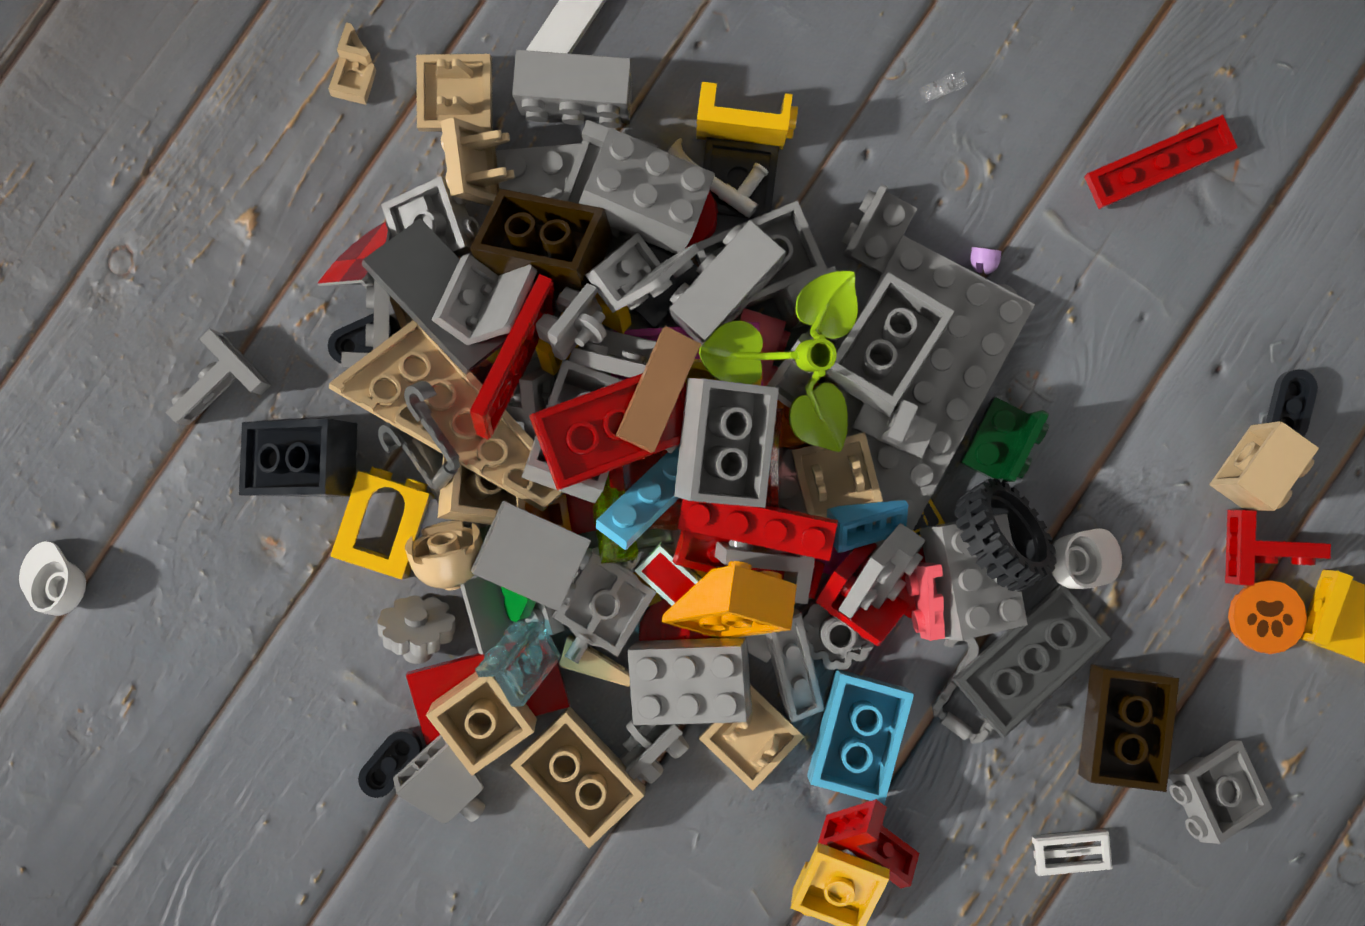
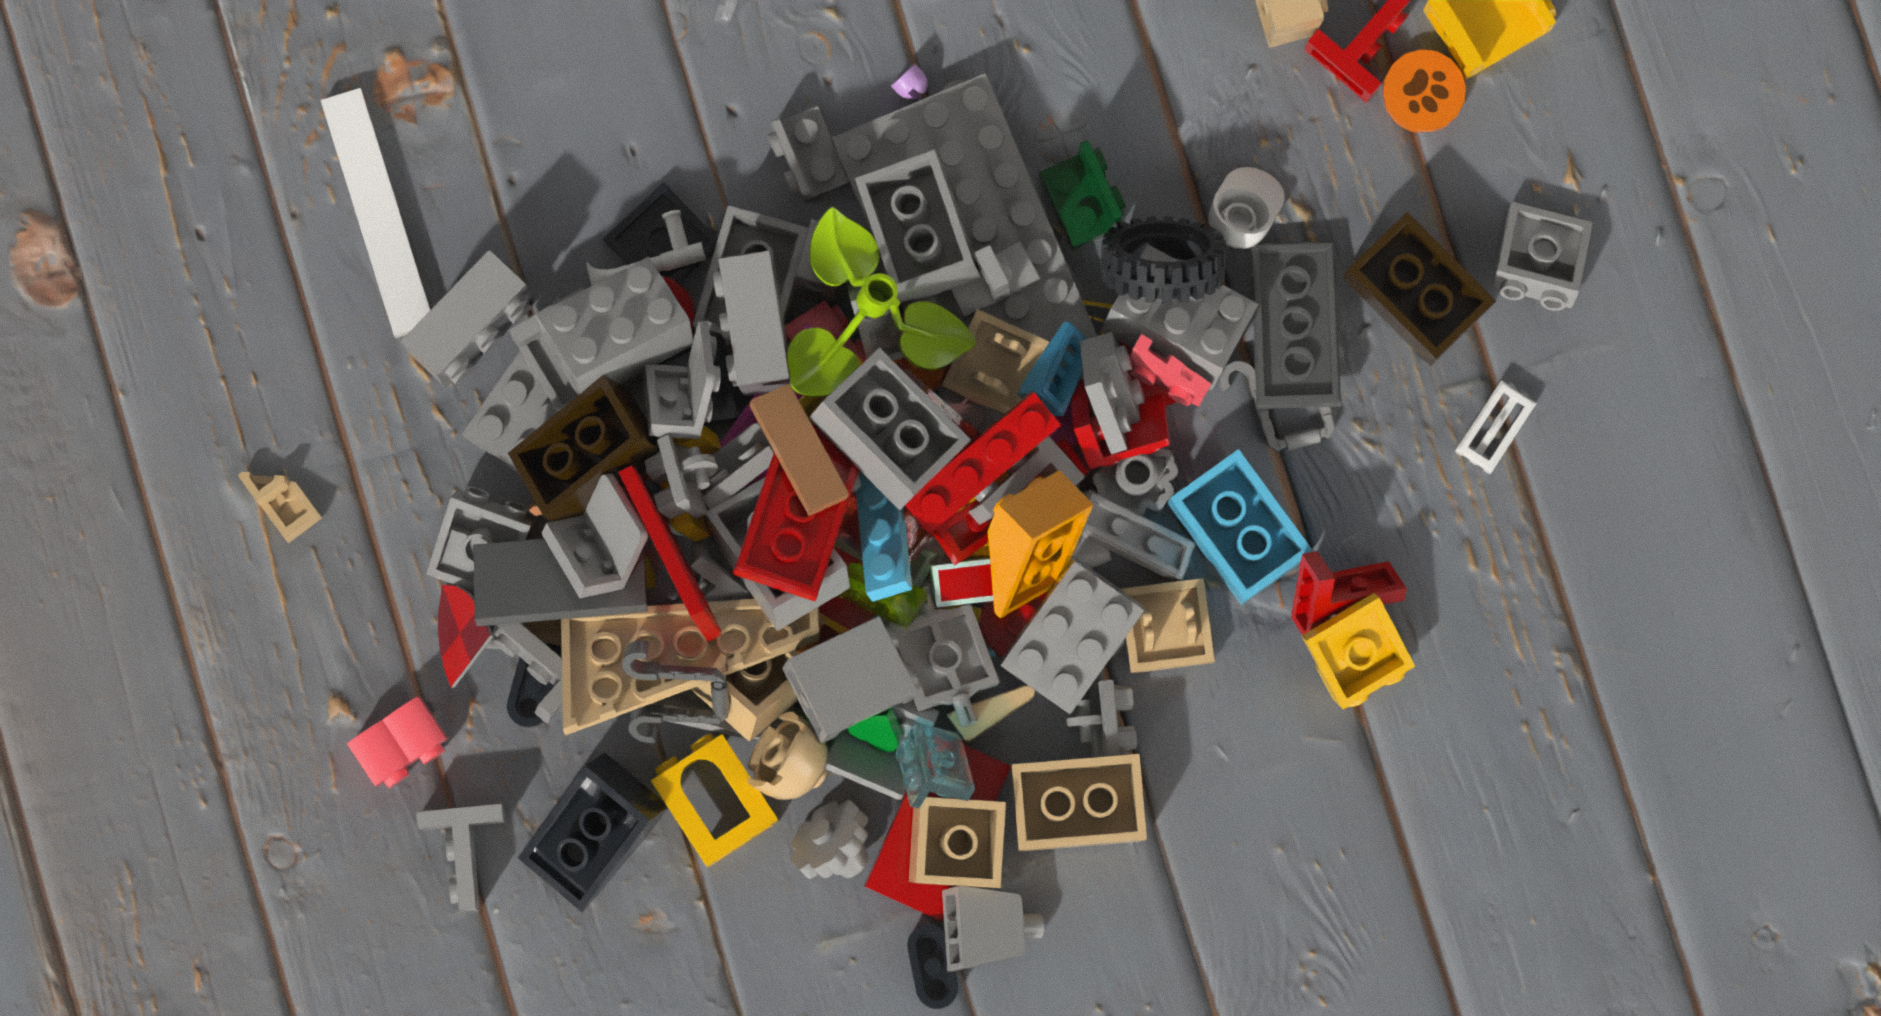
camera: 60 degrees left, 5 degrees down
(251, 278) = (399, 742): none -> coral brick
(453, 88) = (379, 429): tan plate -> none
(473, 160) = (459, 461): tan plate -> none
(744, 124) = (623, 199): yellow panel -> none

